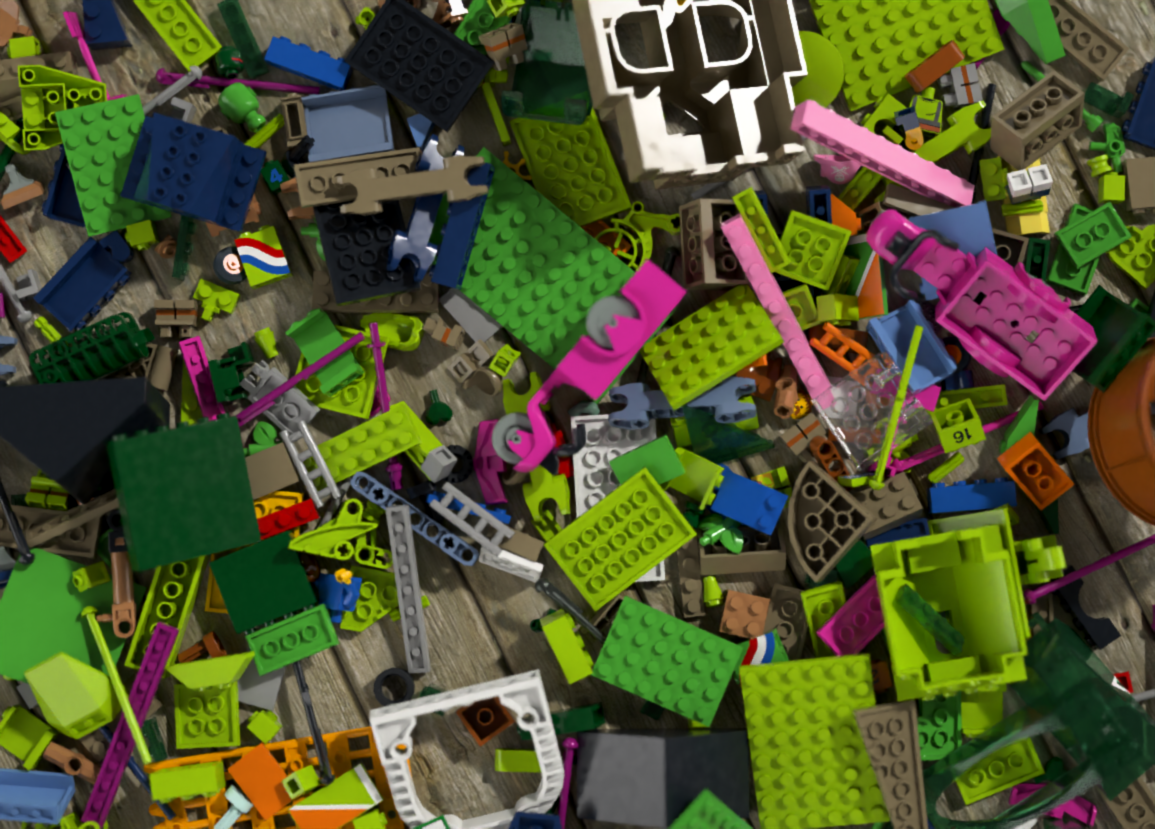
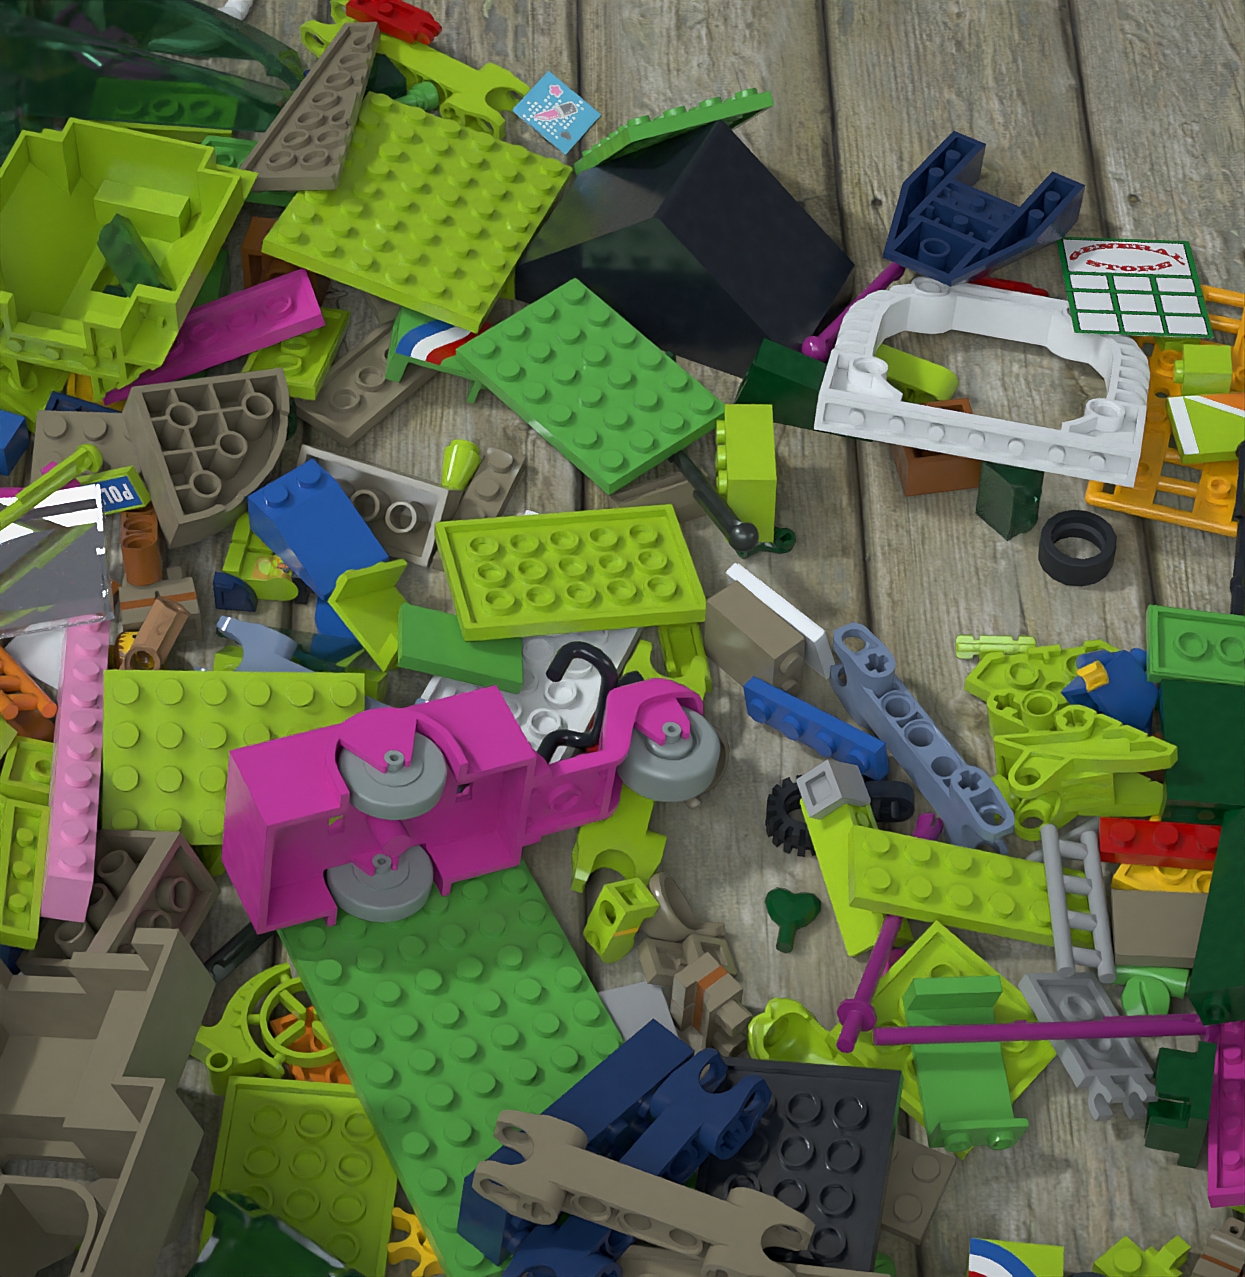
camera: 155 degrees left, 35 degrees down
(243, 354) = (1131, 1158): dark green panel -> none
(266, 341) = (1074, 1158): lime cone -> none
(408, 588) = (982, 653): light grey plate -> none
(485, 516) = (813, 698): light grey bar -> none
(488, 465) = (737, 790): dark pink plate -> none
(692, 513) = (422, 581): dark green wheel -> none
(723, 530) = (393, 526): bright green plant -> none
(743, 614) = (424, 416): medium nougat brick -> none
(775, 463) = (233, 593): none -> dark blue tile

